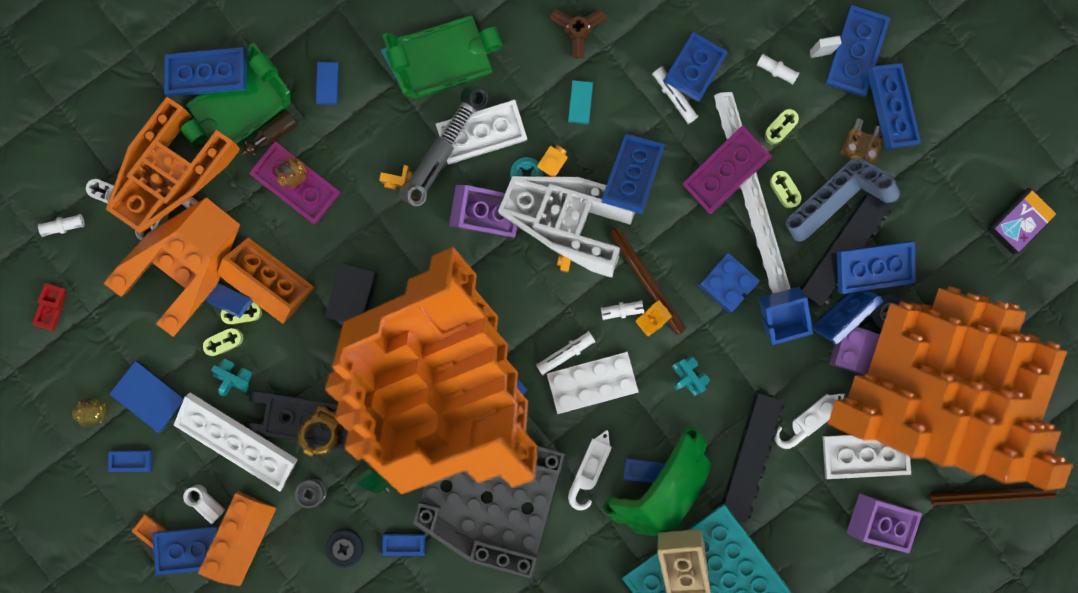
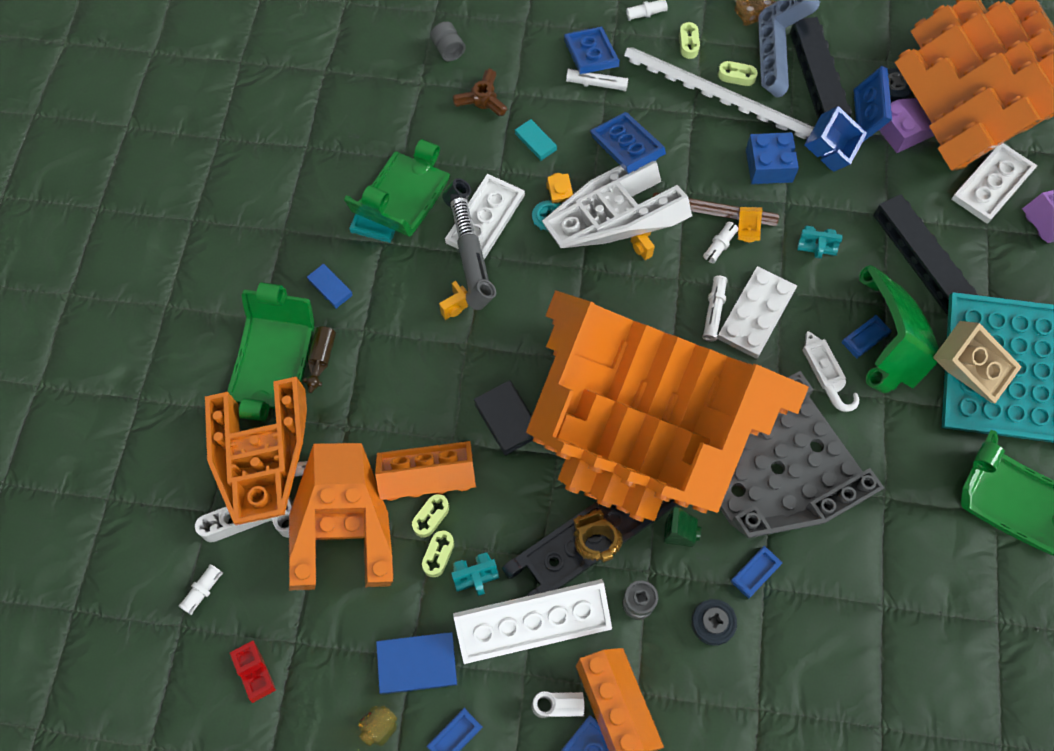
camera: 40 degrees left, 20 degrees down
(205, 72) = (220, 357): blue plate -> none
(229, 300) = (411, 512): blue tile -> none
(291, 173) = (367, 363): clear yellow head -> none
(310, 198) = (376, 376): magenta plate -> none
(478, 211) = (544, 266): medium lavender slope -> none
(727, 169) = (687, 87): magenta plate -> none
(809, 420) = (931, 193): white plate -> none
(876, 267) = (853, 60): blue plate -> none

